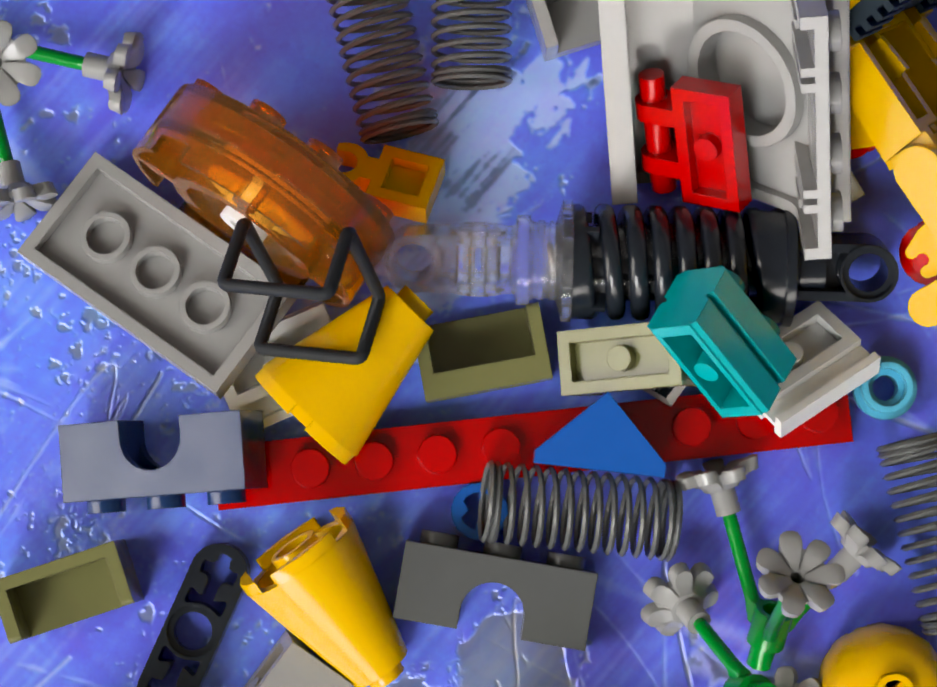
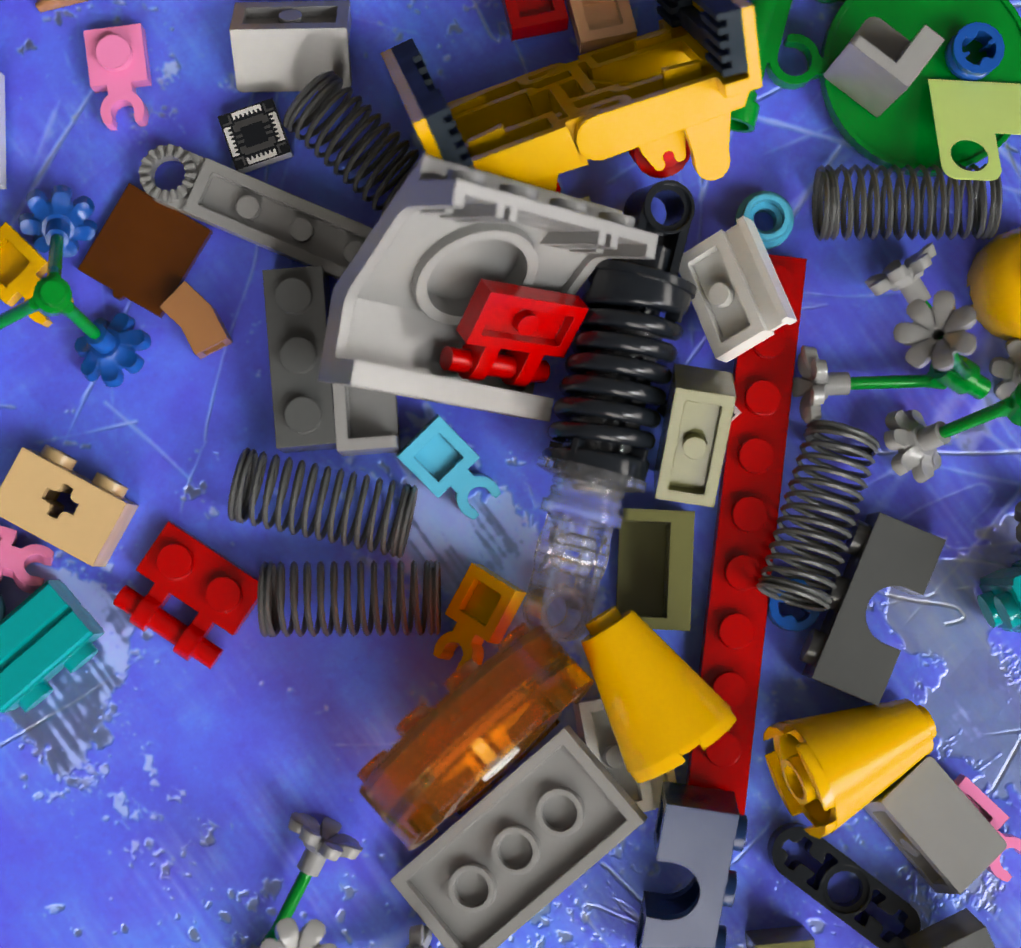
camera: 85 degrees left, 0 degrees up
(277, 290) = (580, 754): black piece -> none
(546, 104) = (443, 461): none -> medium azure plate
(601, 441) = (764, 483): blue slope -> none
(723, 341) = (706, 350): teal brick -> none

